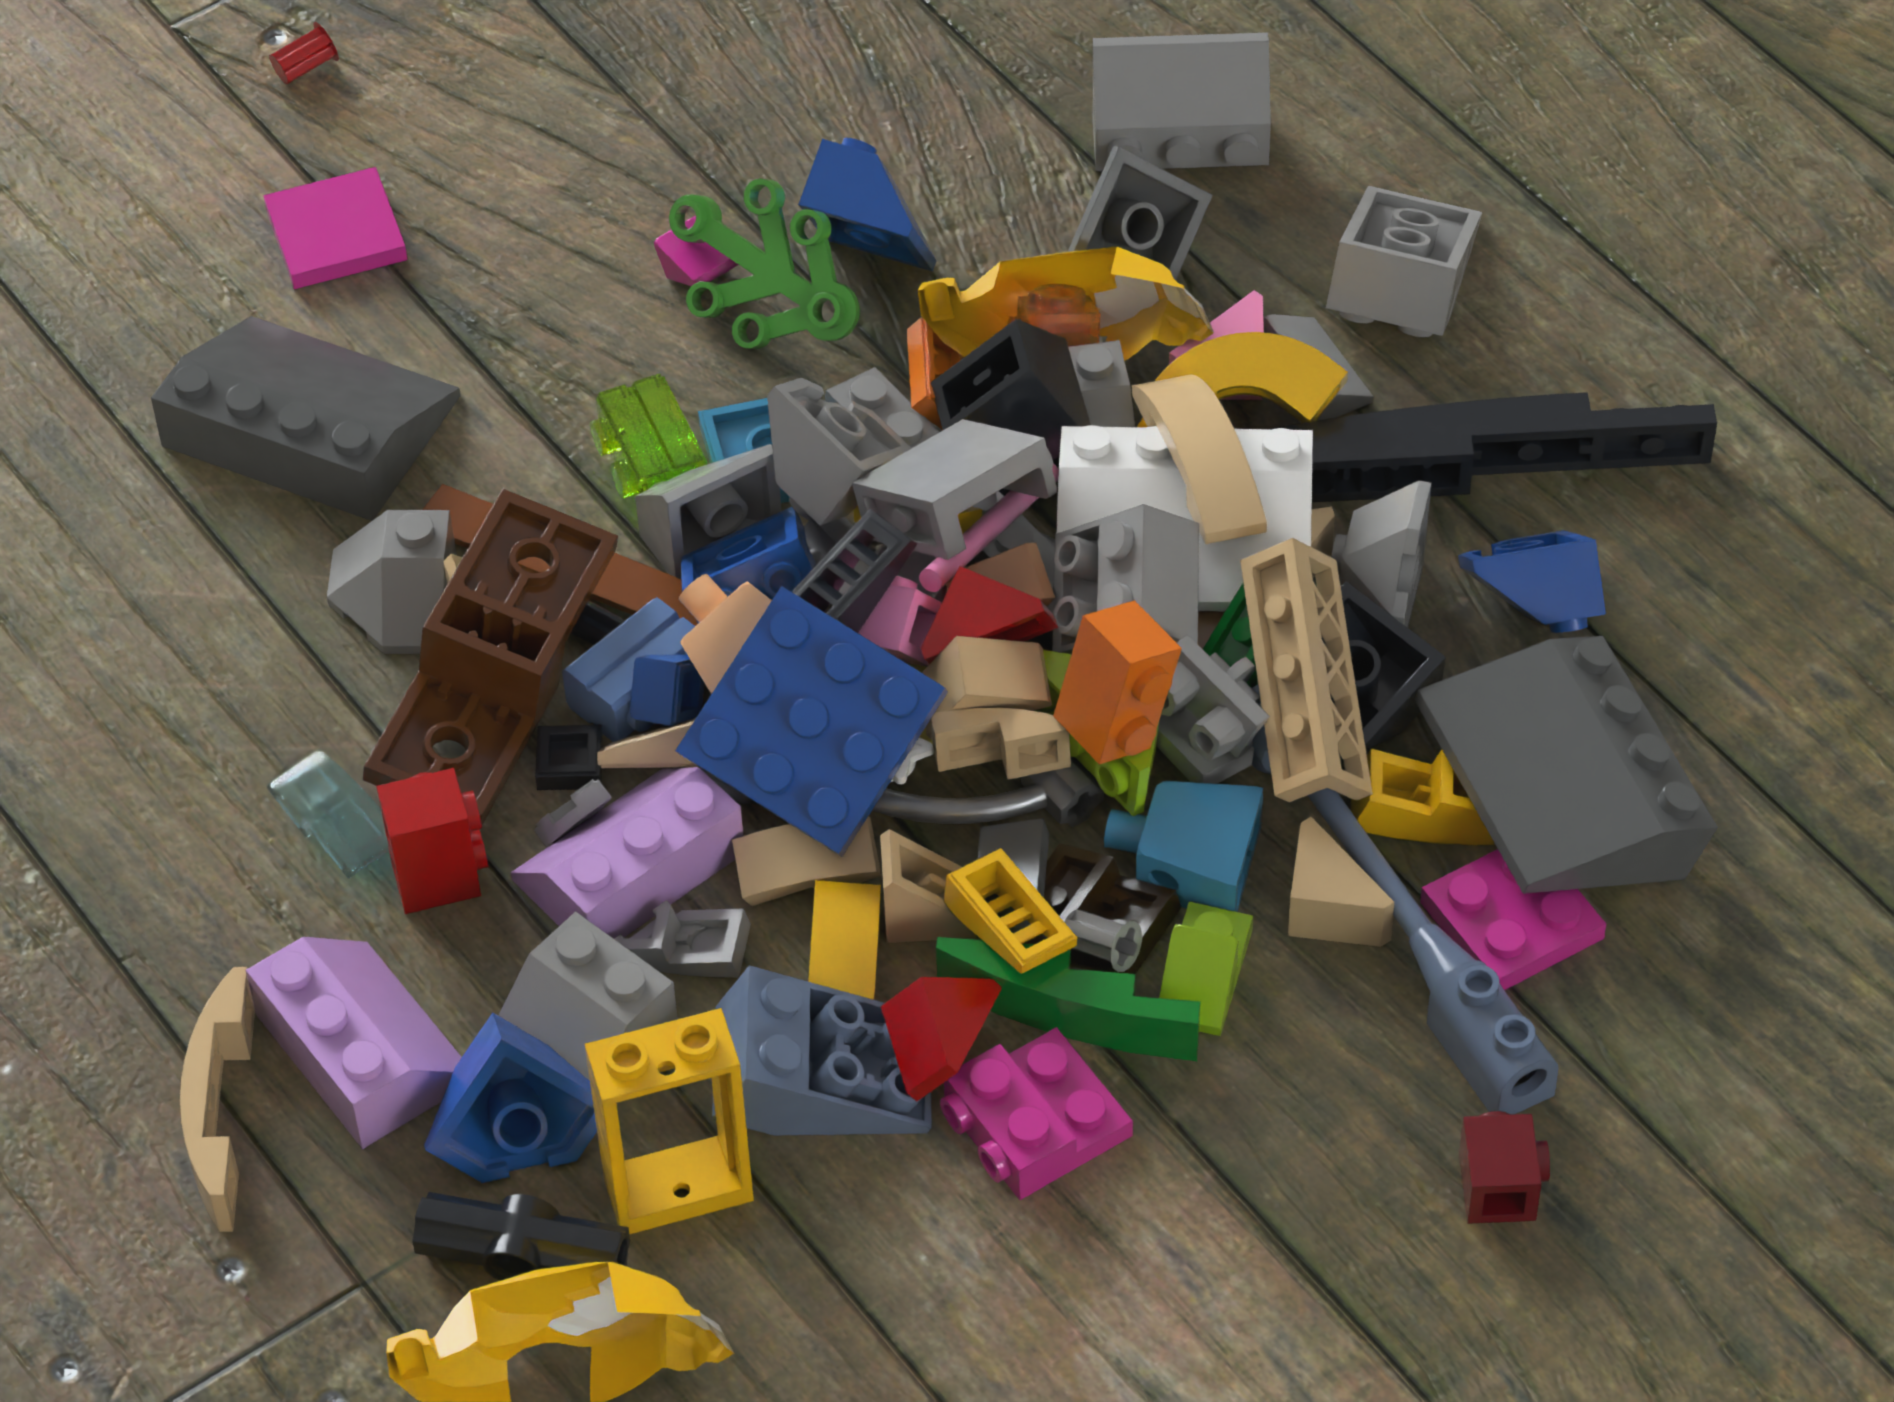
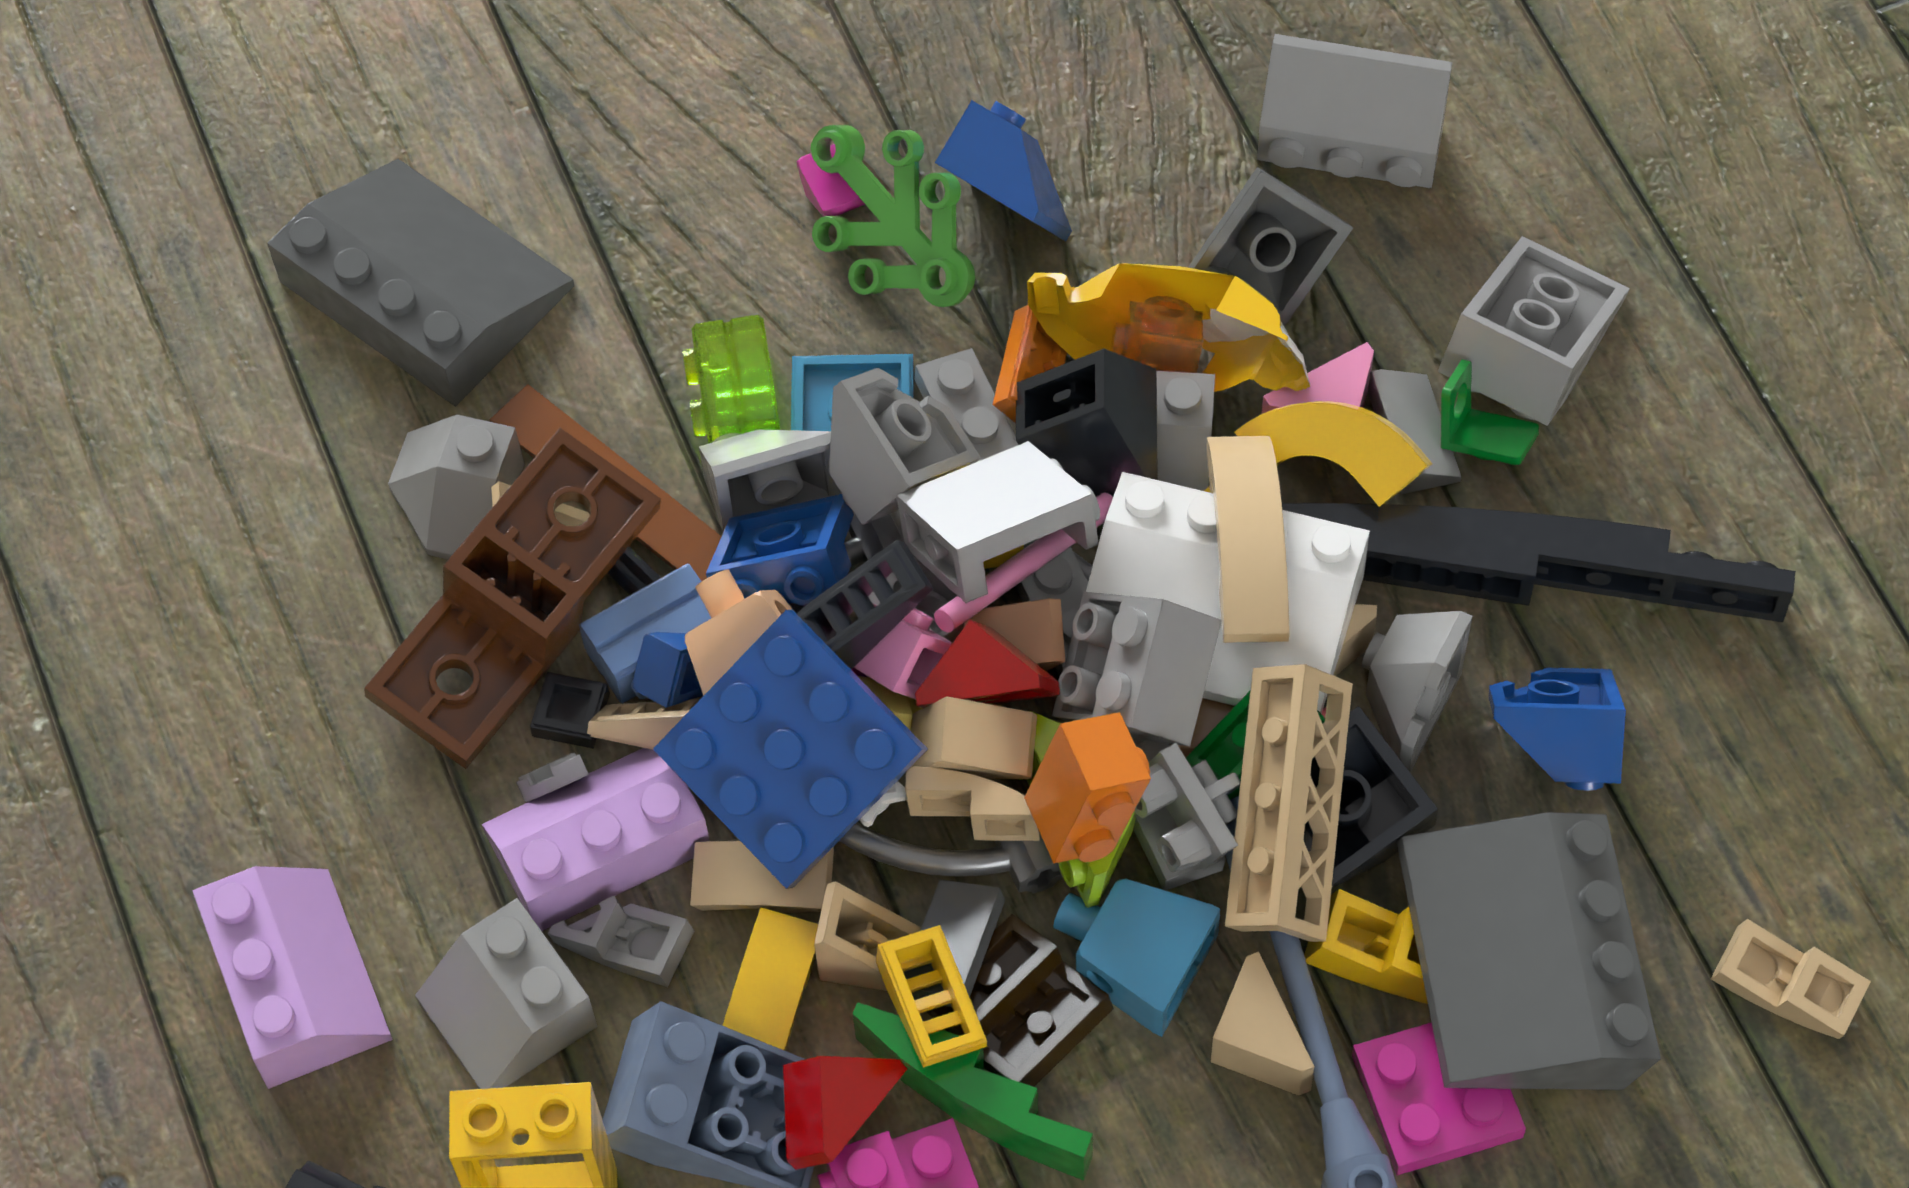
camera: 15 degrees right, 10 degrees up
(220, 1034) = (164, 937): tan slope -> none
(334, 809) = (332, 723): clear light blue slope -> none
(335, 227) = (501, 77): dark pink tile -> none
(432, 839) = (404, 784): red brick -> none
(511, 1106) = (402, 1080): blue slope -> none
(1106, 938) = (1020, 1035): light grey piece -> none
(1207, 961) = (1117, 1080): lime slope -> none
(1380, 356) = (1477, 431): none -> green bracket
(1824, 758) = (1792, 984): none -> tan slope

